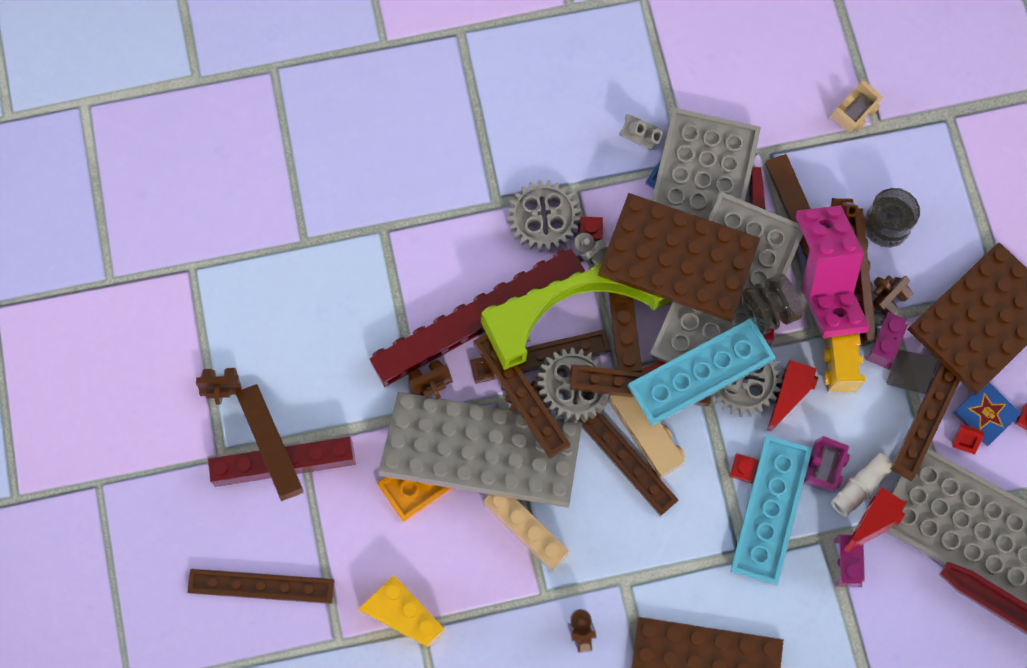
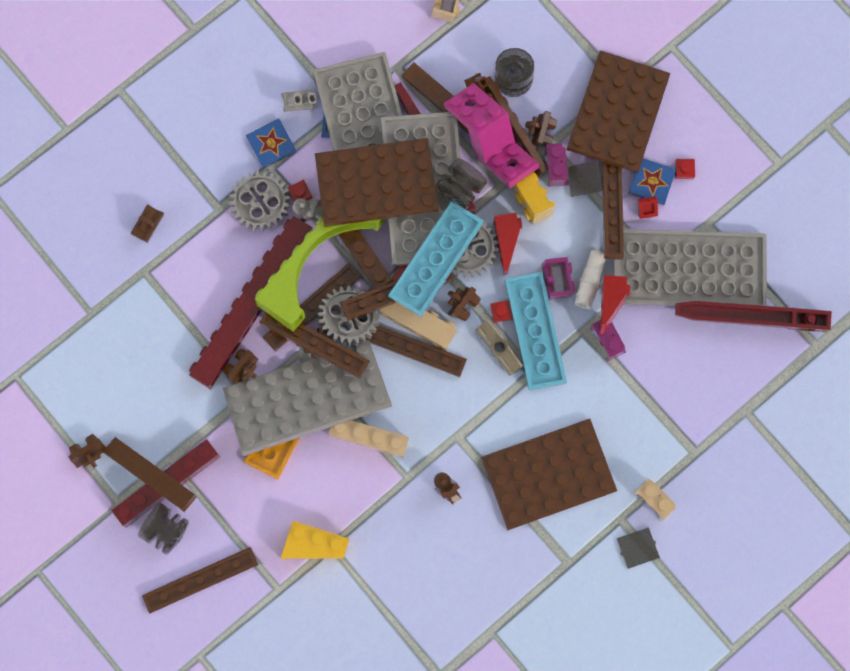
camera: 30 degrees left, 5 degrees up
(251, 506) = (160, 526): none -> clear smoke wheel
(413, 178) = (147, 223): none -> reddish brown hips
(588, 162) = (271, 143): none -> blue tile
(697, 441) = (467, 296): none -> reddish brown hips
(722, 521) = (491, 338): none -> dark tan piece

